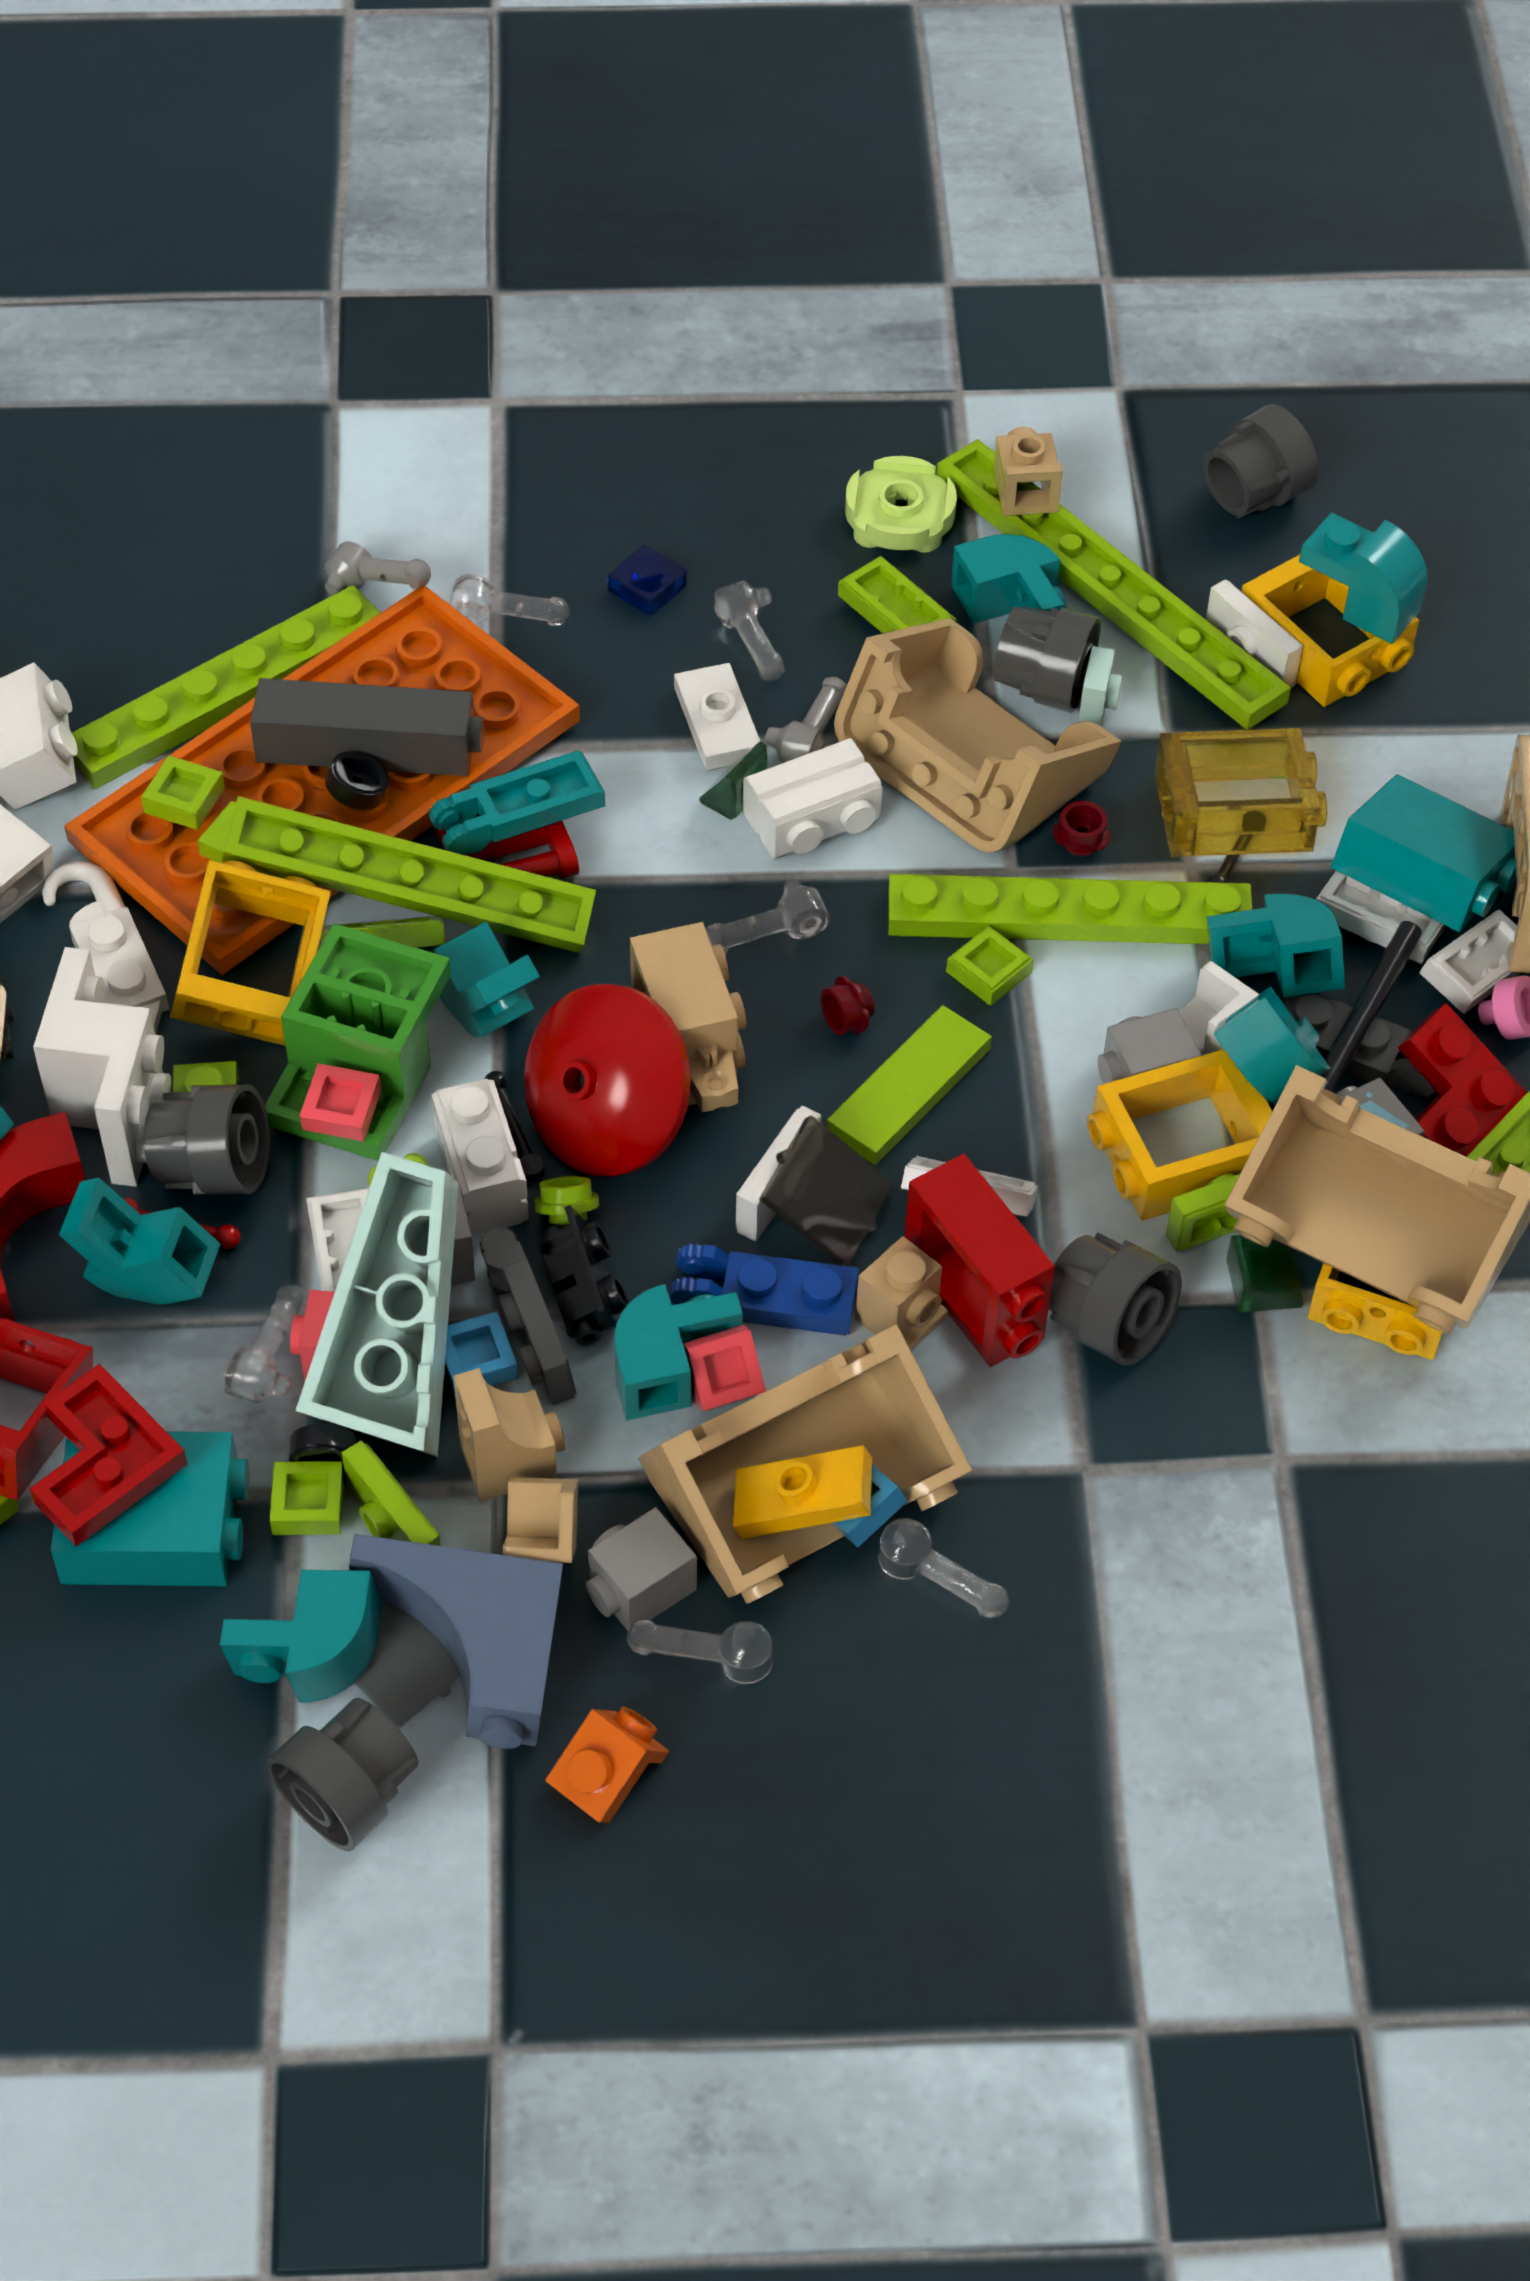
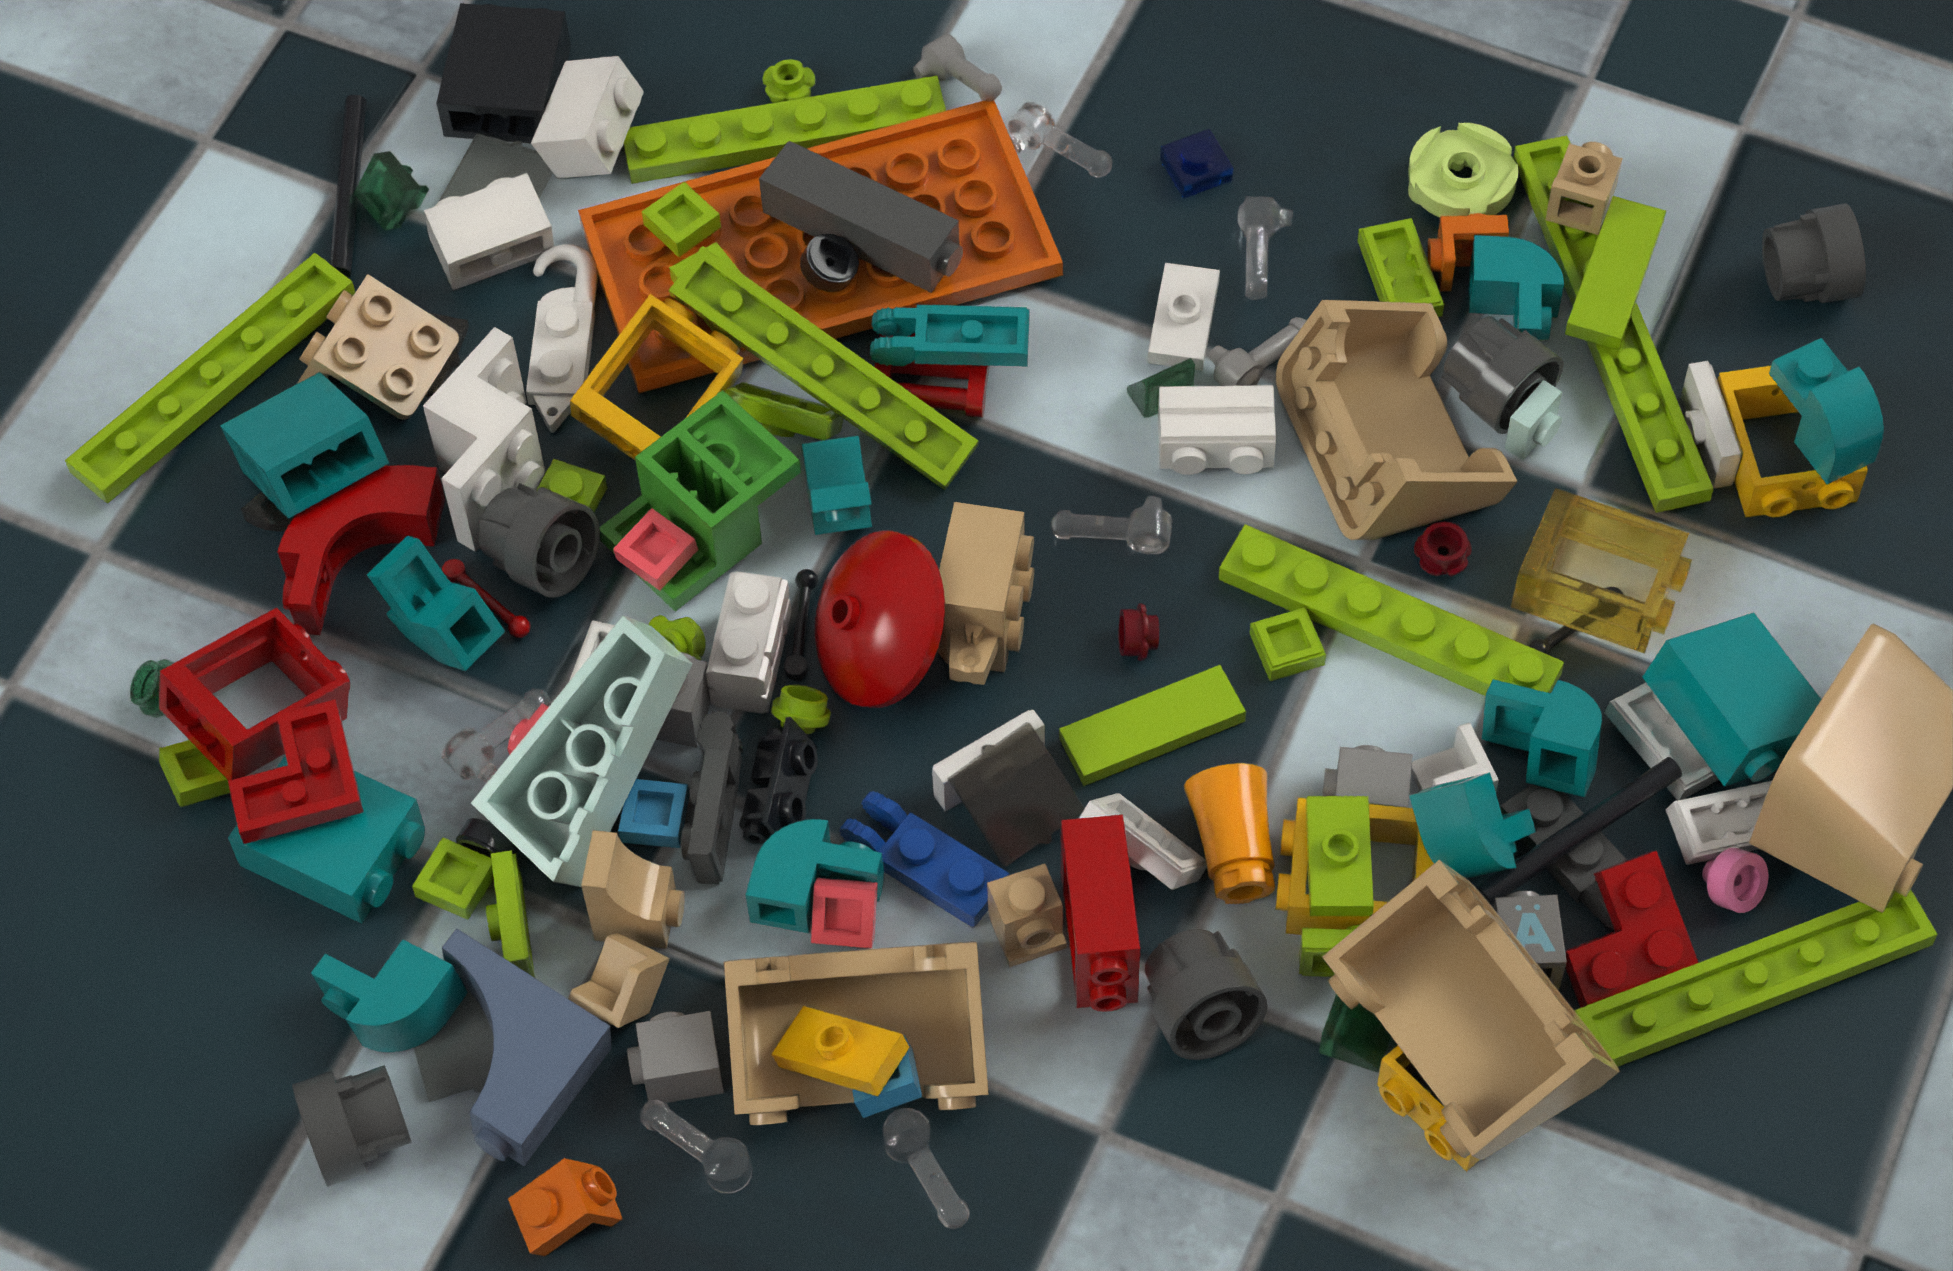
camera: 30 degrees right, 5 degrees up
(205, 639) = (788, 81): none -> lime plate
(934, 559) = (1456, 240): none -> orange bracket
(1049, 1142) = (1234, 830): none -> light orange plant
(1097, 537) = (1615, 273): none -> lime tile
(1171, 1119) = (1339, 856): none -> lime plate

